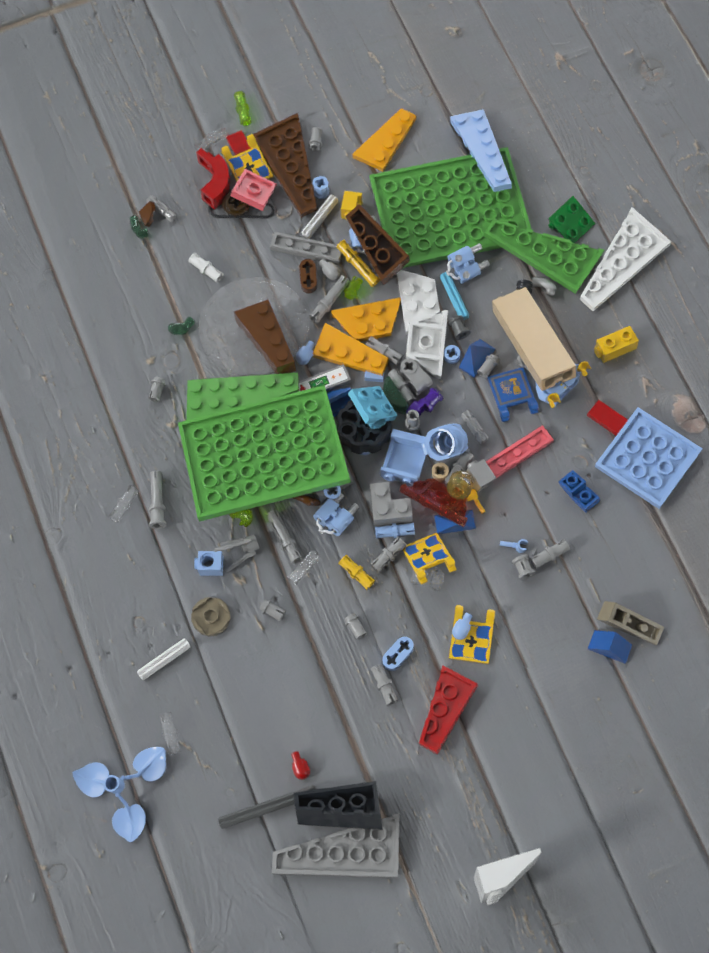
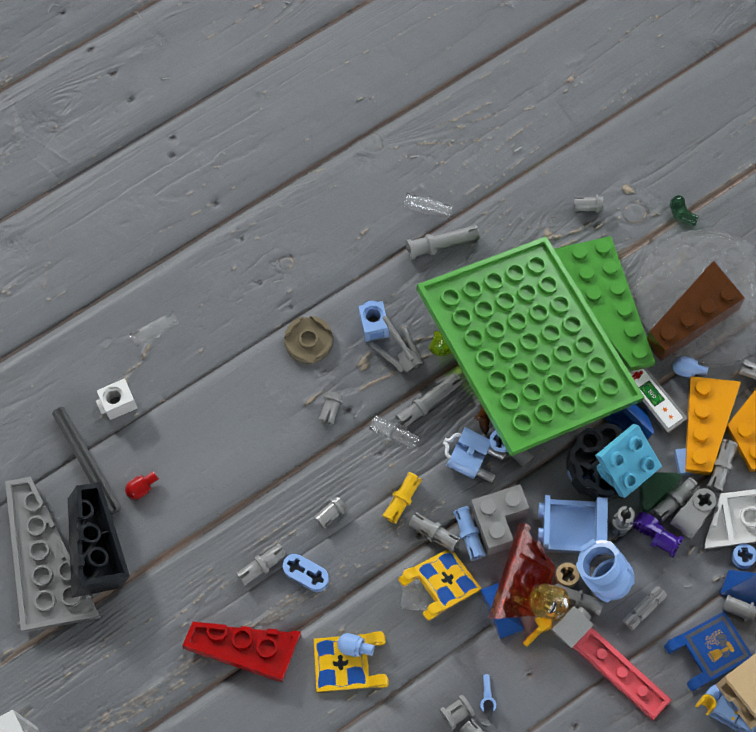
camera: 75 degrees right, 0 degrees up
(95, 779) = (91, 260): light blue plant -> none
(163, 659) = (244, 300): white axle -> none
(224, 764) = (117, 389): none -> white brick

